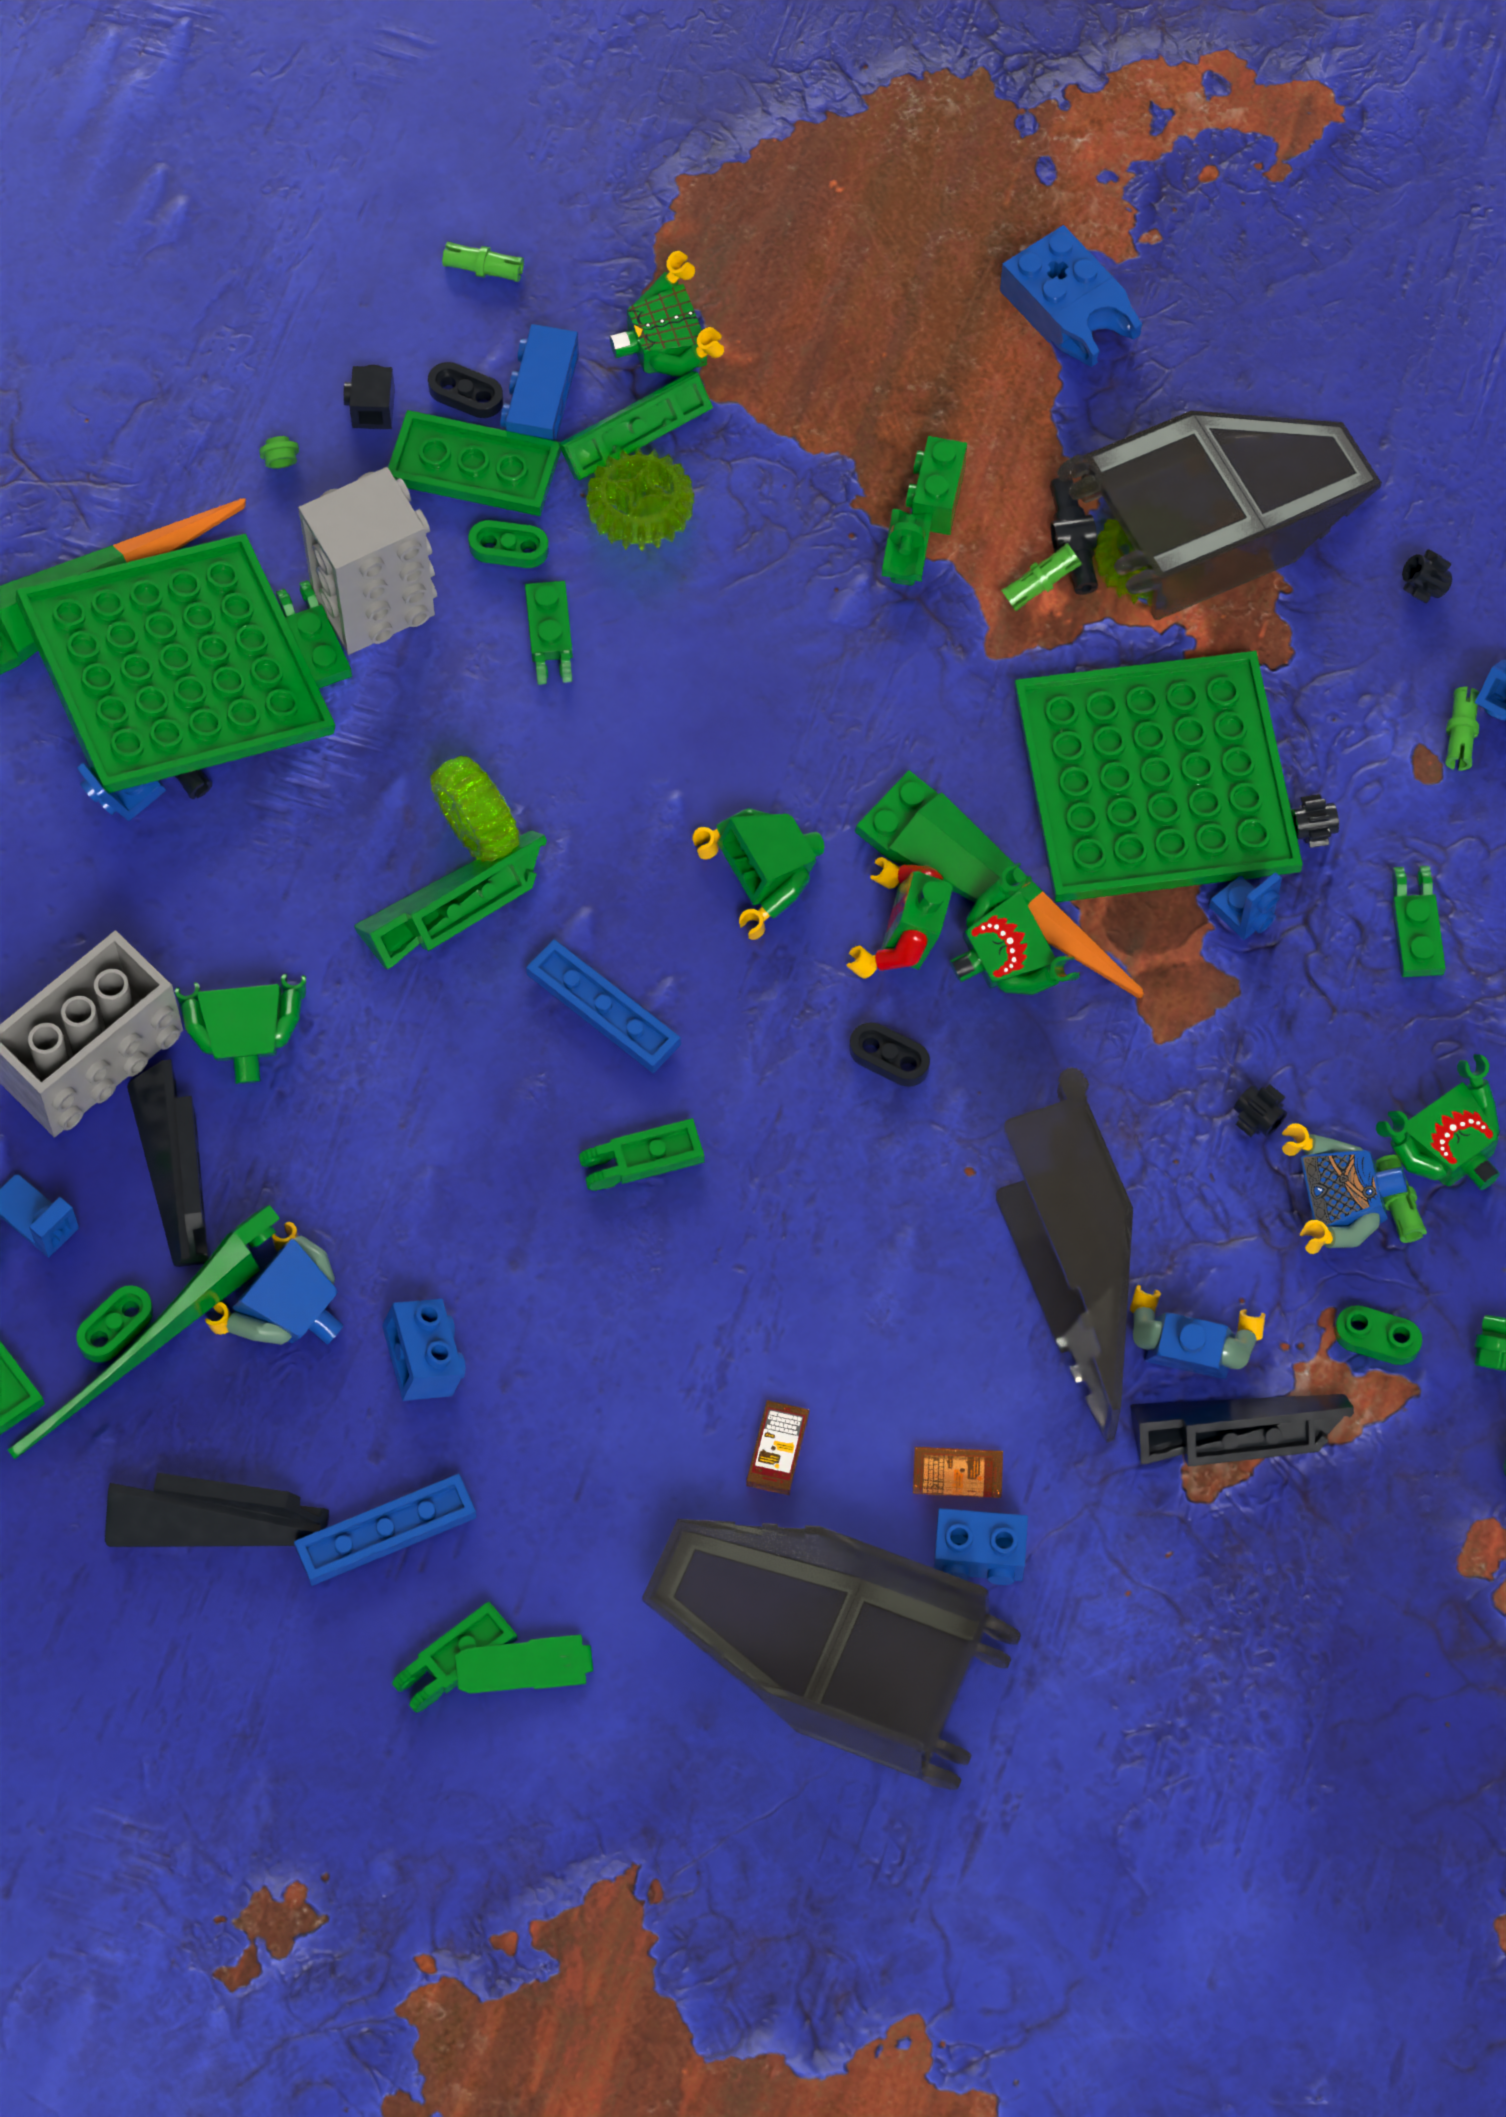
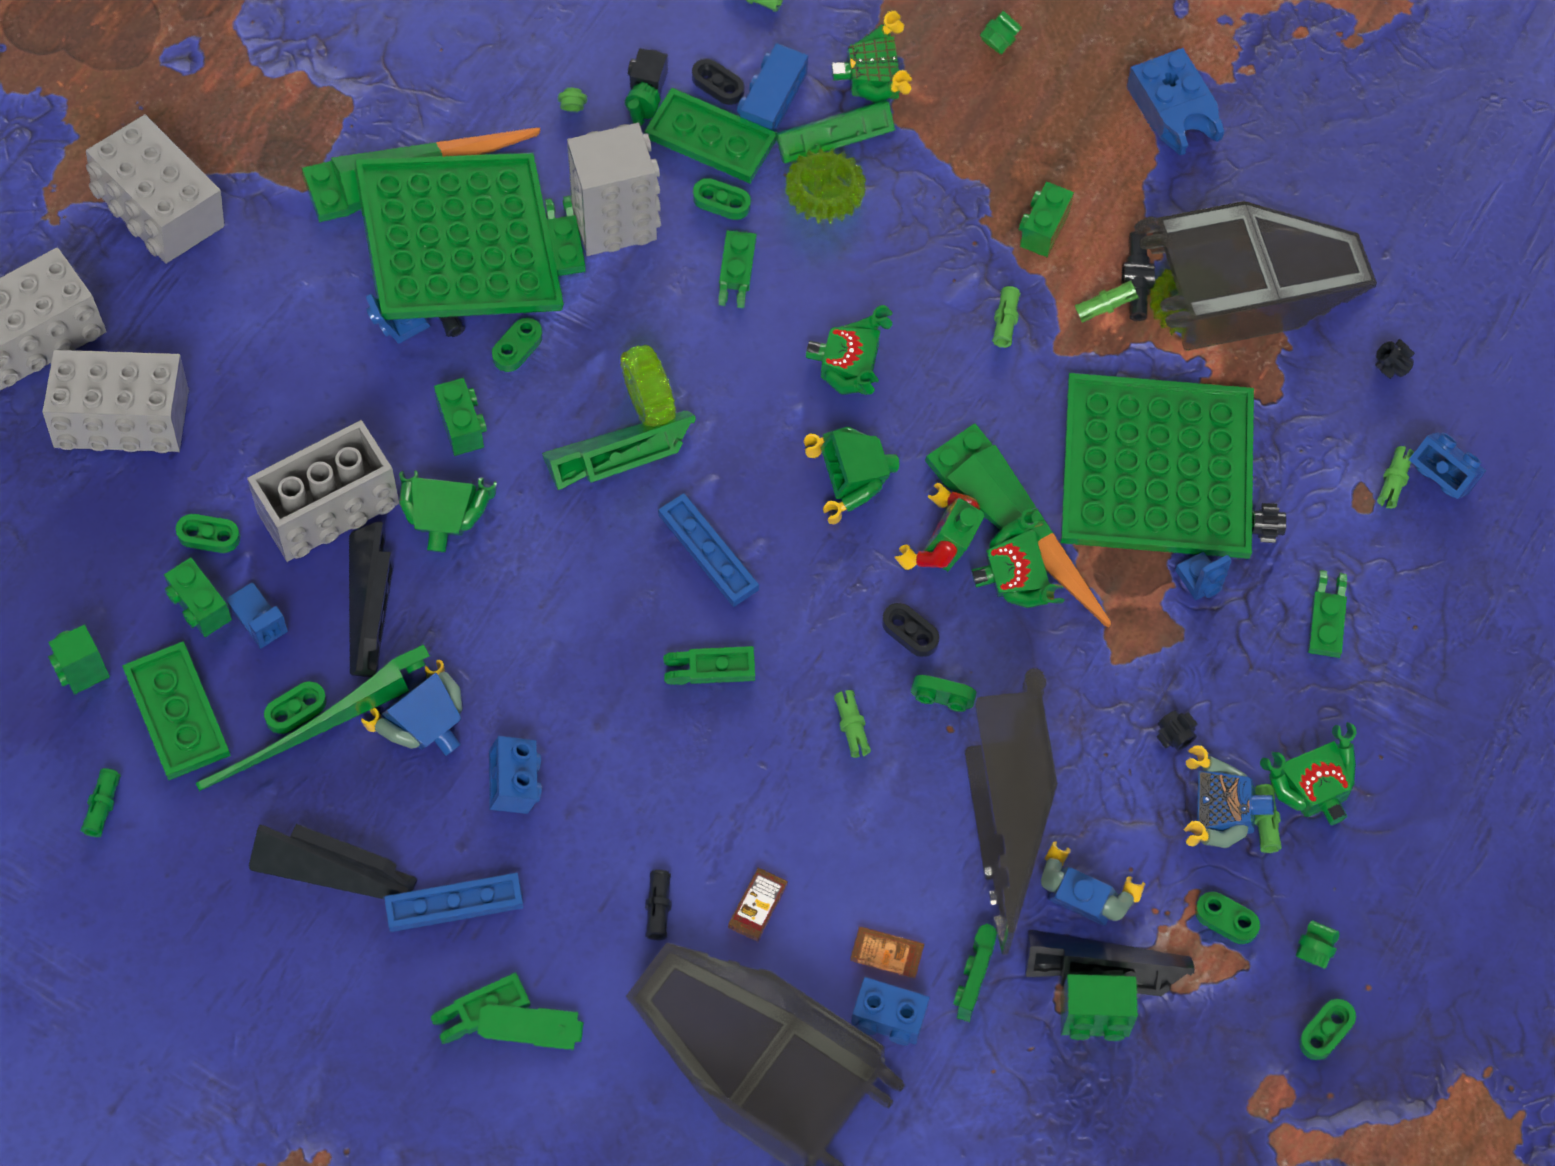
camera: 10 degrees right, 0 degrees up
(235, 899) = (459, 416): none -> green brick
(287, 787) = (519, 343): none -> green plate
(373, 438) = (642, 102): none -> green piece
(650, 1475) = (658, 905): none -> black pin
(727, 712) = (851, 353): none -> green torso
(820, 251) = (1000, 32): none -> green piece
(843, 1190) = (852, 723): none -> bright green pin
(906, 547) = (1012, 259): green hips -> none
(916, 623) = (1006, 317): none -> bright green pin
(940, 1125) = (945, 692): none -> green plate
(1076, 1469) = (976, 970): none -> green hinge
(1243, 1481) = (1098, 1006): none -> green brick

